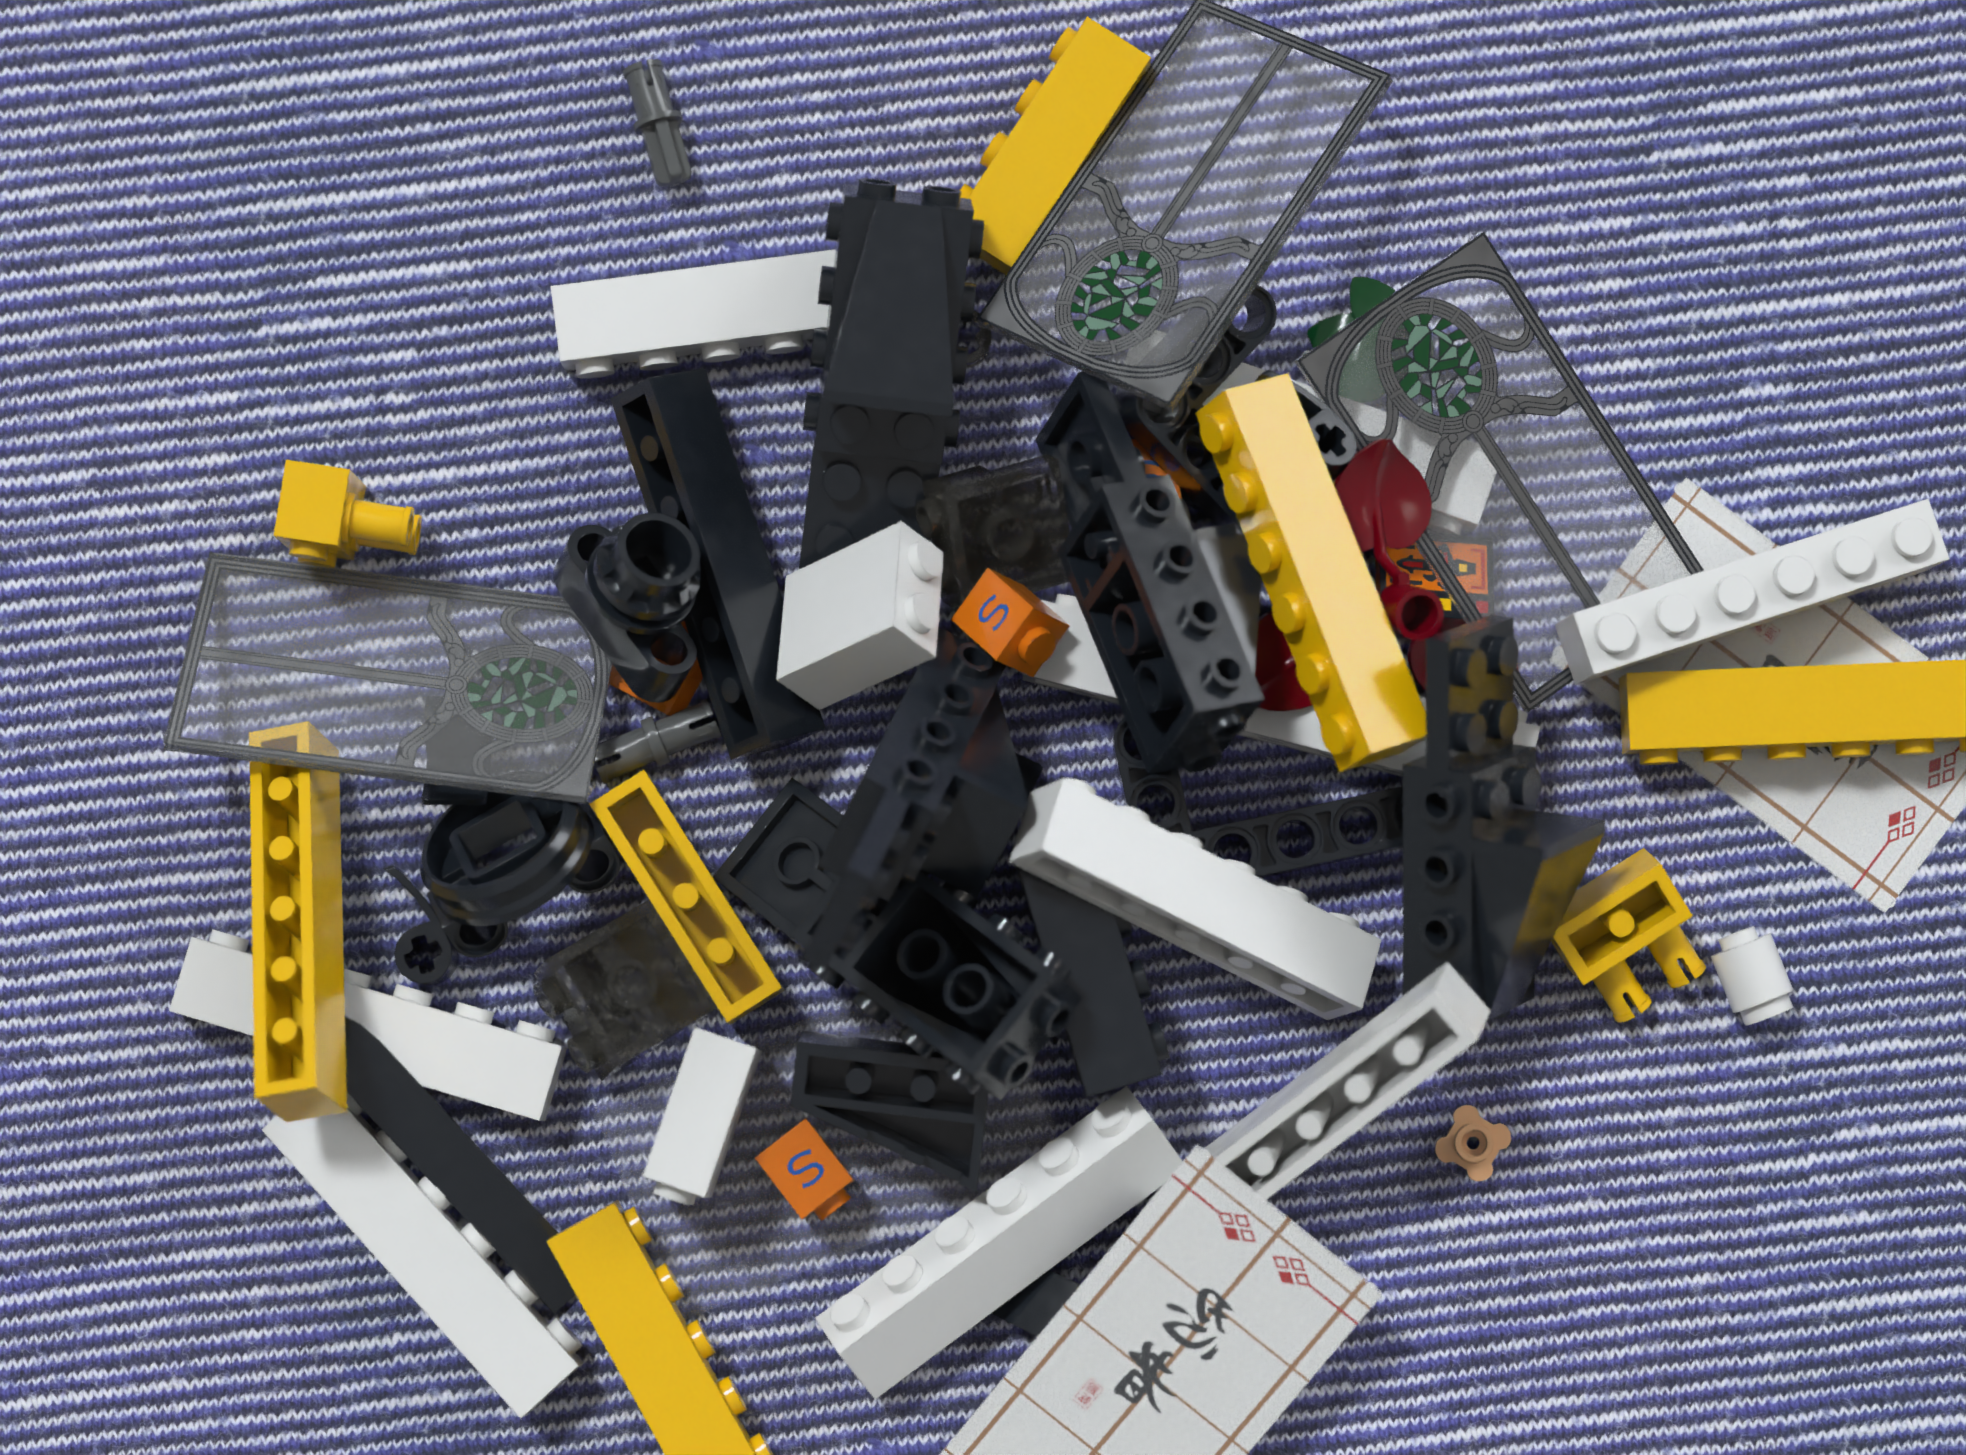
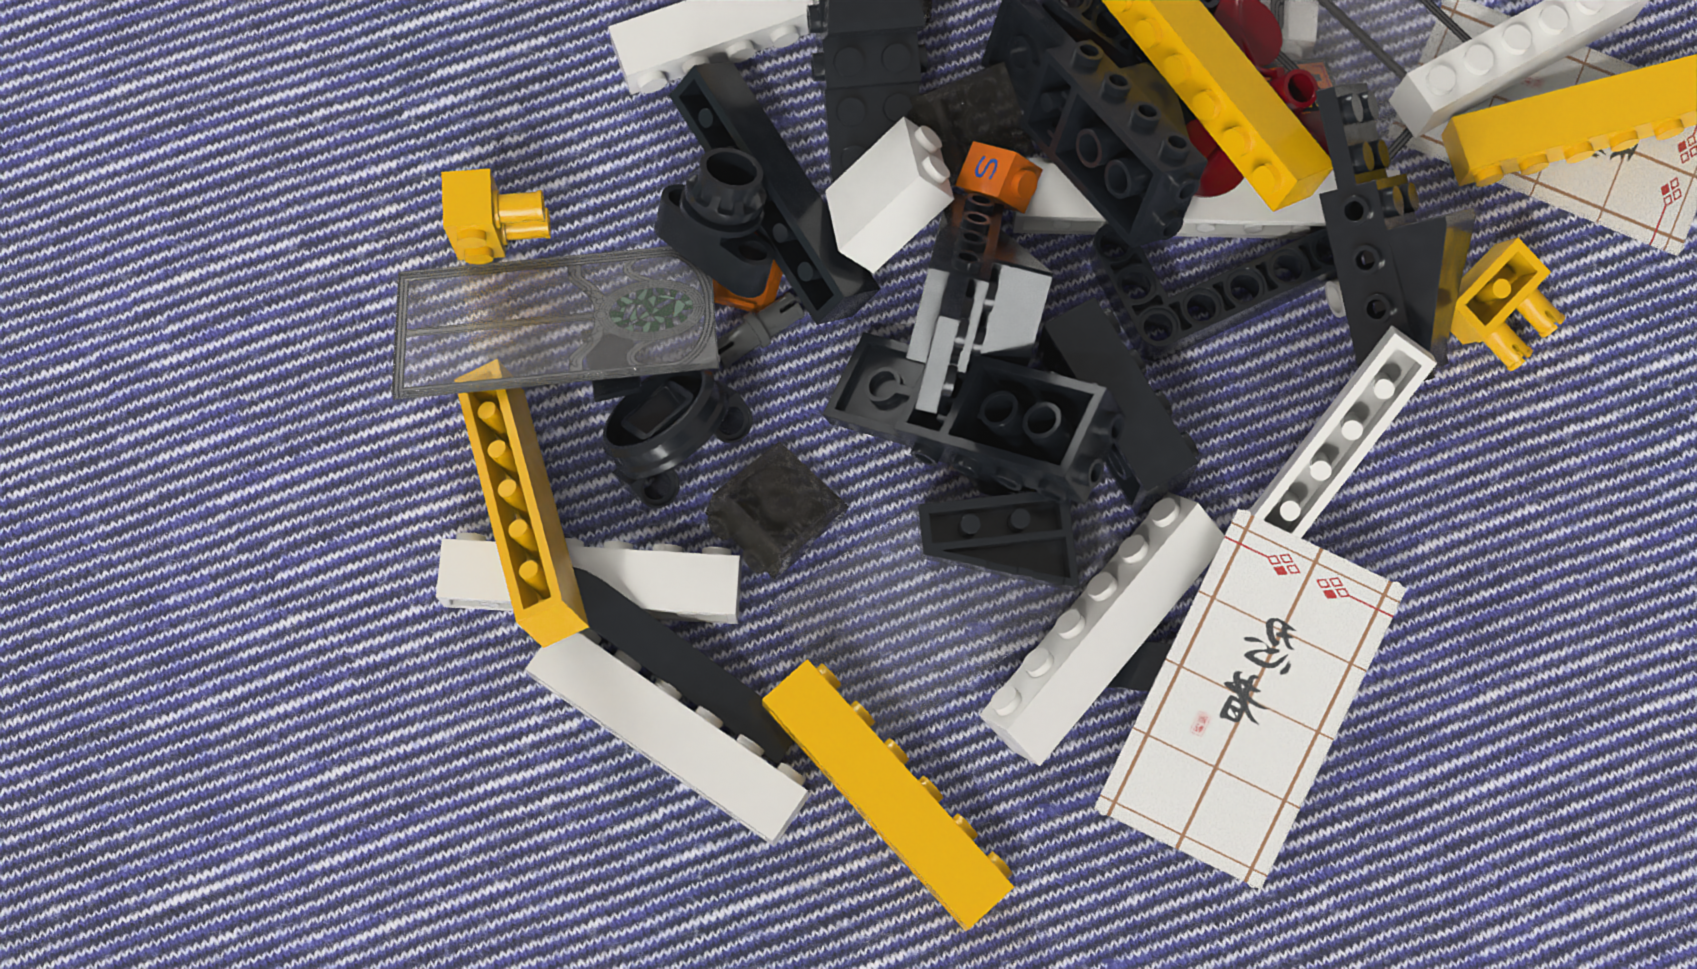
camera: 15 degrees left, 10 degrees down
(432, 931) = (618, 500): black panel -> none
(686, 897) = (809, 429): yellow brick -> none
(701, 1116) = (857, 579): white brick -> none
(807, 1171) = (945, 608): orange brick -> none
(1195, 898) = (1187, 334): white brick -> none
(1479, 1160) = (1419, 486): light nougat plate -> none
(1753, 975) = (1600, 314): white brick -> none

